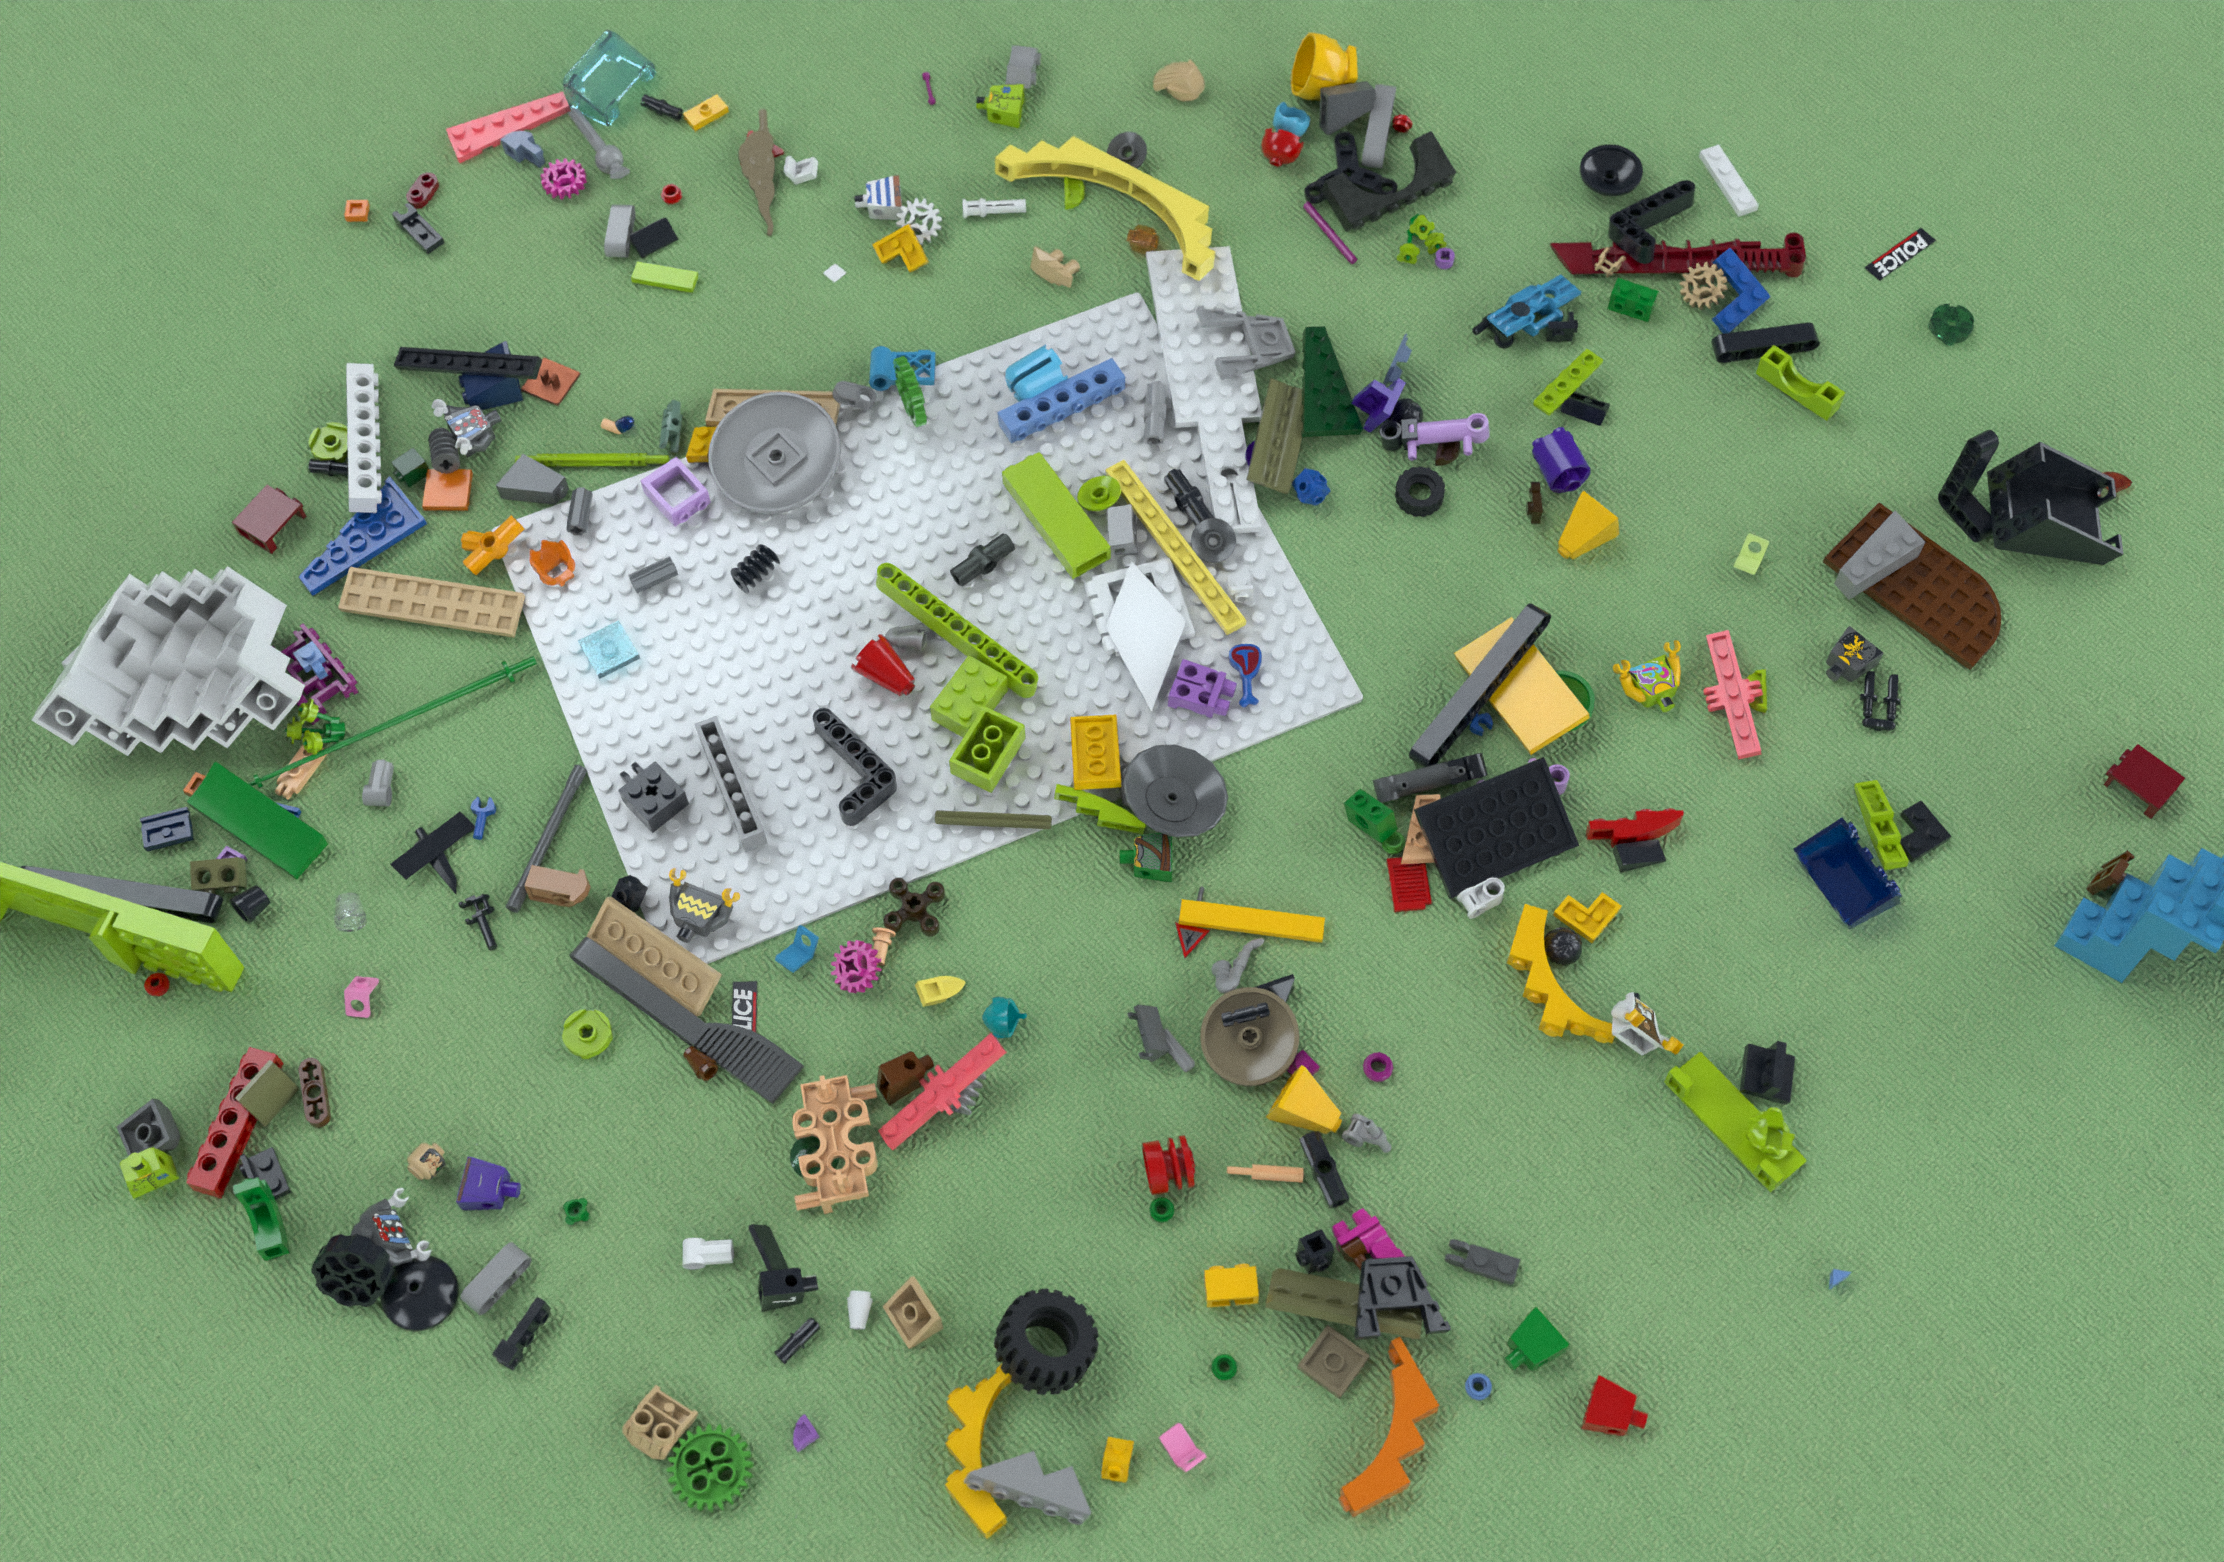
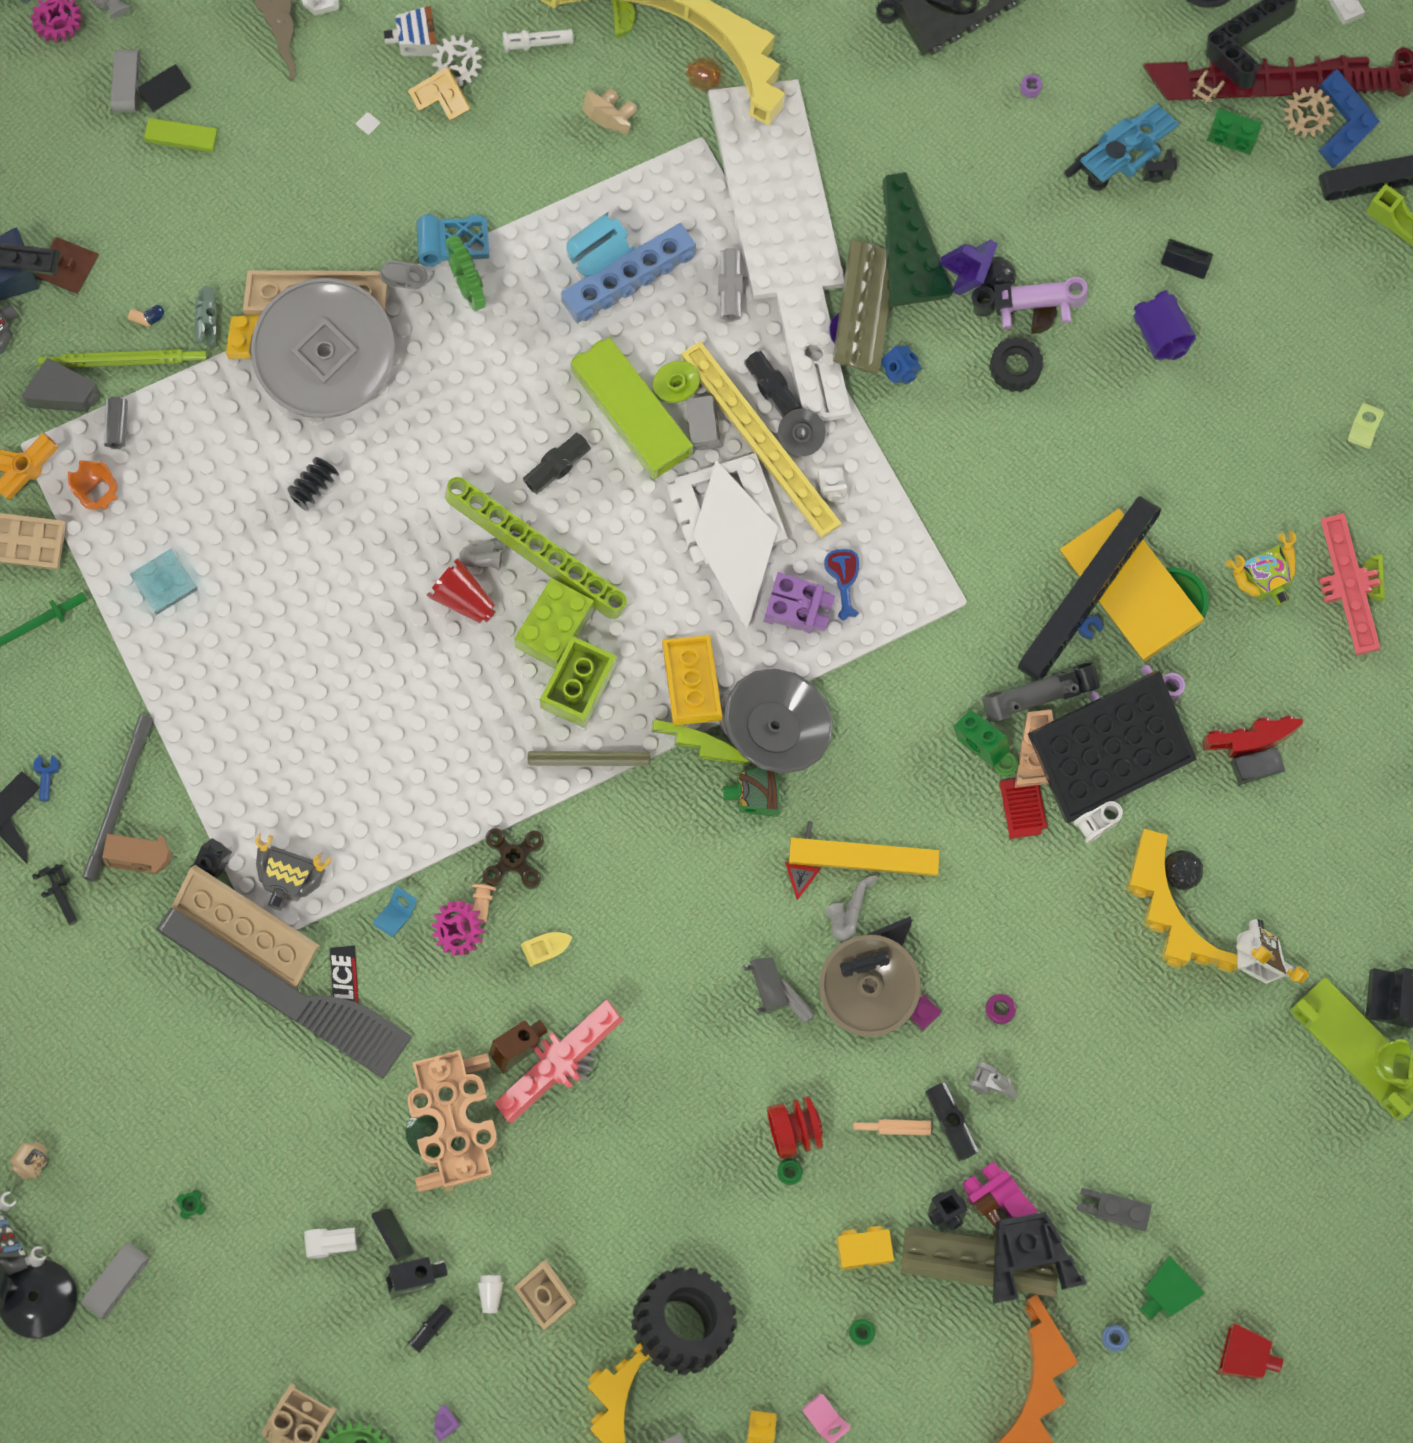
camera: 10 degrees left, 10 degrees up
(485, 1186) = (94, 1183): dark purple torso -> none
(509, 1352) = (137, 1357): black plate -> none
(596, 1042) = (197, 1015): lime plate -> none
(652, 795) = (223, 735): hinge -> none
(653, 574) = (203, 494): axle -> none
(671, 194) = (177, 28): red plate -> none
(675, 491) = (219, 396): lavender window -> none
(701, 1064) = (306, 1041): reddish brown cone -> none
(731, 784) = (310, 732): light grey brick -> none
(859, 762) = (442, 701): black beam -> none
(1002, 1017) = (613, 975): teal helmet -> none
(1264, 334) = (842, 187): light grey wing -> none
(1305, 1104) = (928, 1054): yellow slope -> none
(1330, 233) = (905, 58): magenta bar -> none
(1333, 1361) = (970, 1320): dark tan tile -> none
(1401, 356) = (989, 210): sand blue piece -> none
(1421, 228) = (1011, 59): lime plant -> none
(1534, 507) = (1137, 378): dark brown plate -> none
(1567, 382) = (1168, 233): lime bracket -> none
(1587, 528) = (1193, 402): yellow slope -> none
(1587, 921) = (1207, 842): yellow plate -> none

